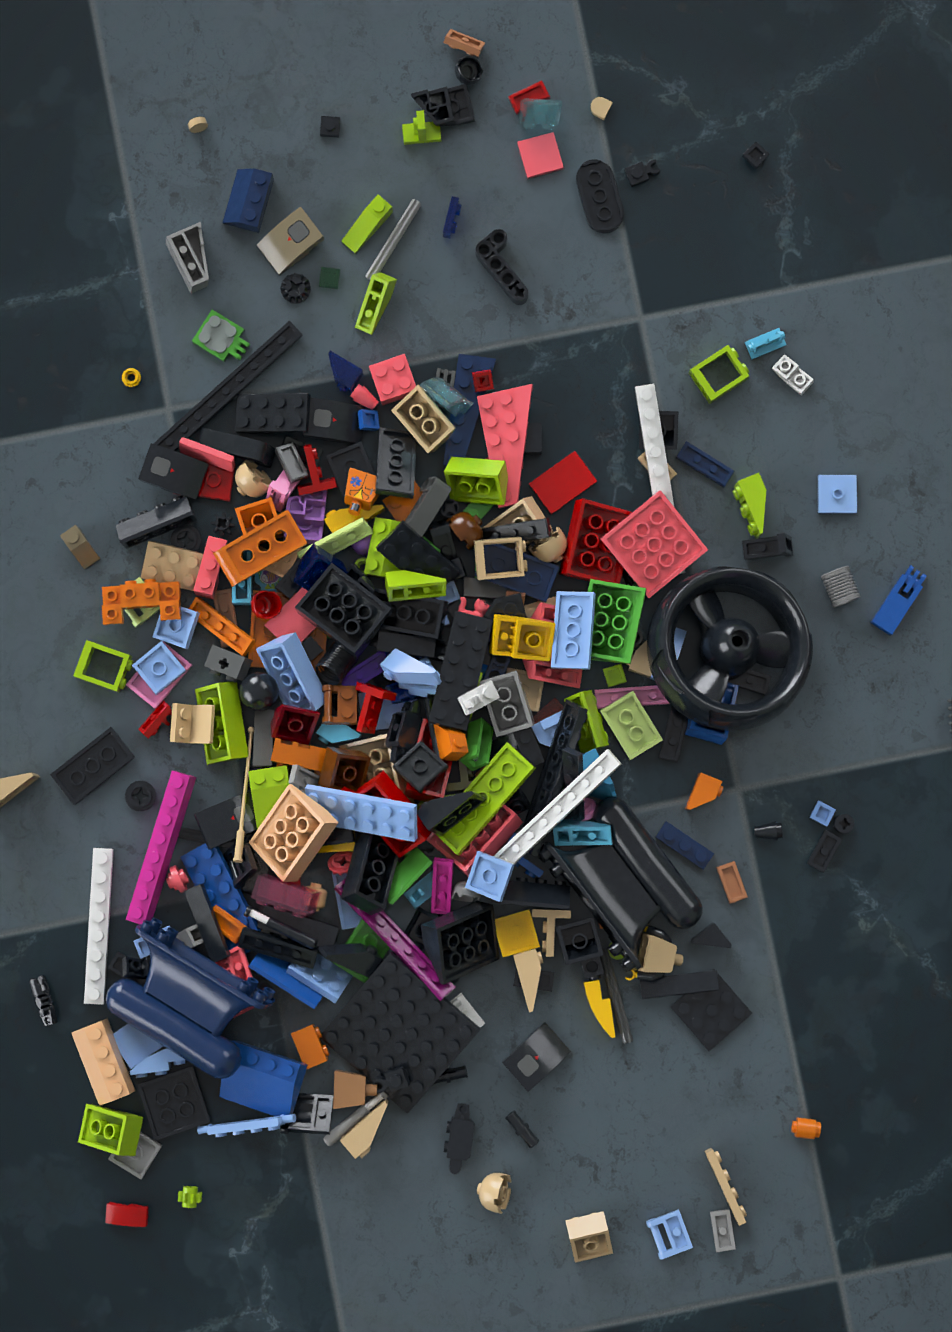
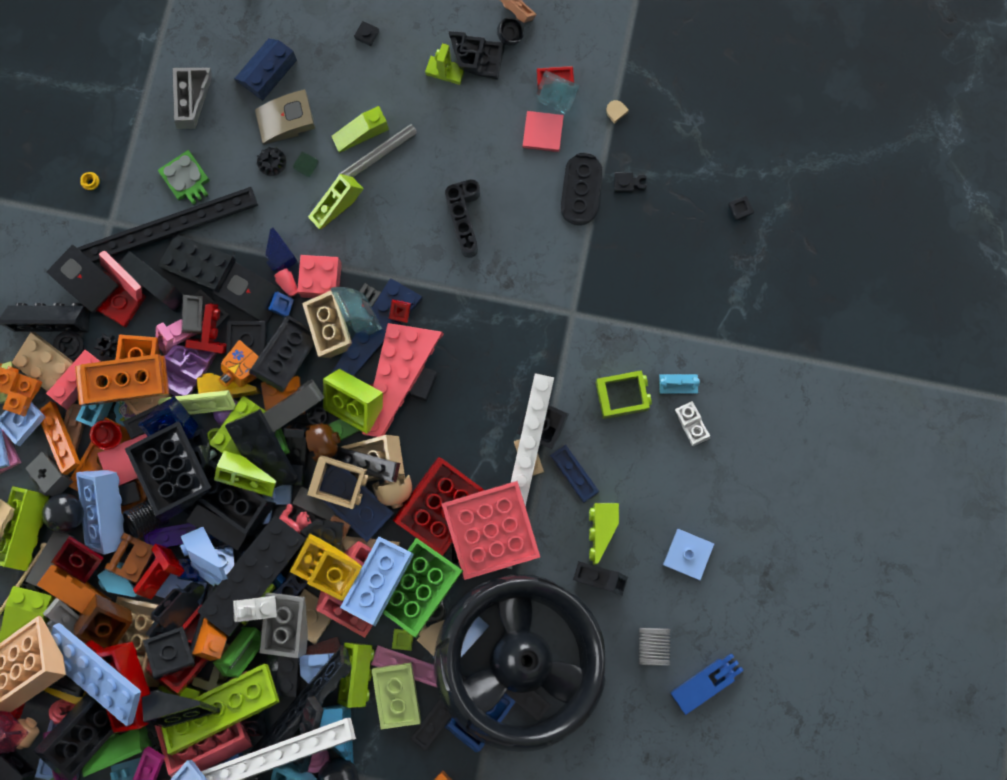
camera: 30 degrees right, 5 degrees down
(251, 480) = (150, 313): tan cylinder -> none
(450, 224) = (434, 158): clear blue plate -> none
(563, 482) = (434, 435): red tile -> none

